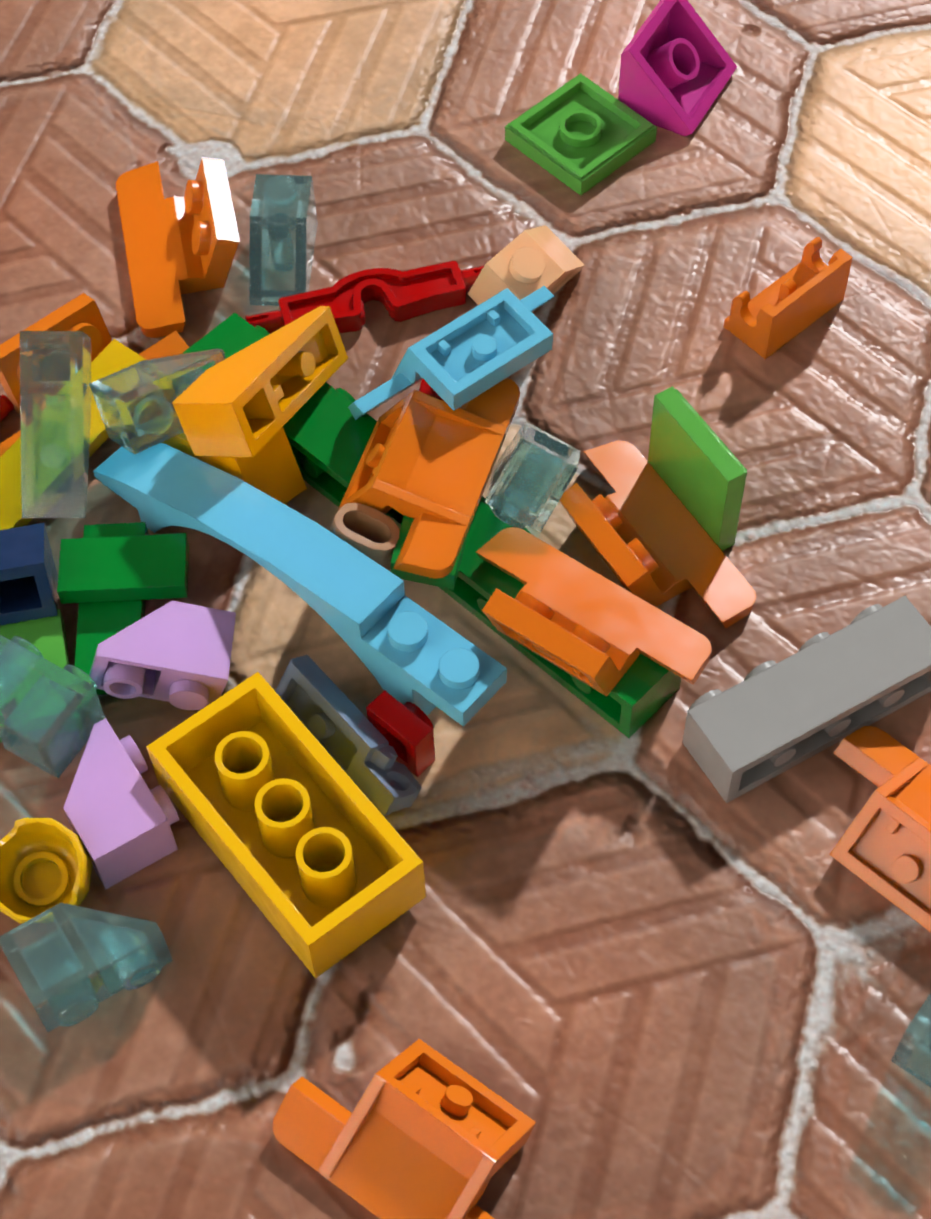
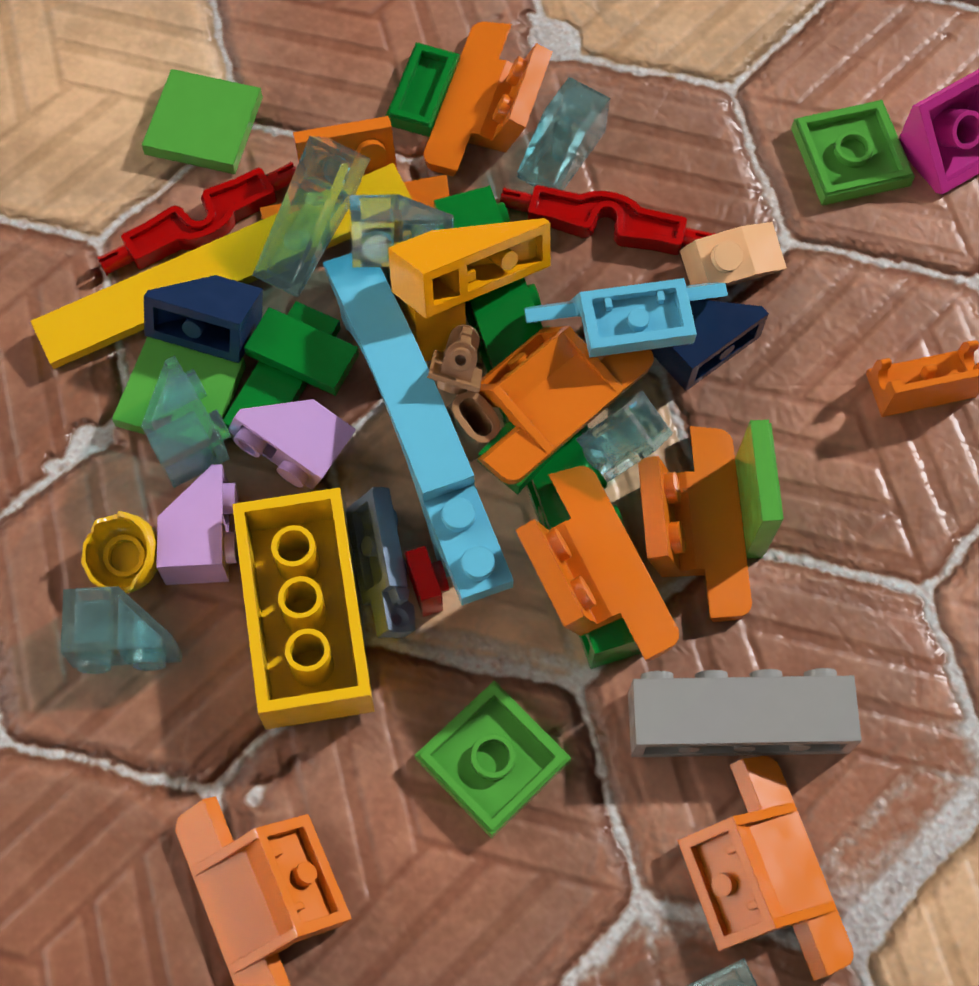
camera: 25 degrees right, 10 degrees up
(99, 261) = (422, 89): none -> green tile
(313, 483) = (457, 366): none -> medium nougat hinge
(551, 378) = (721, 333): none -> dark blue slope
(583, 879) = (492, 759): none -> bright green tile

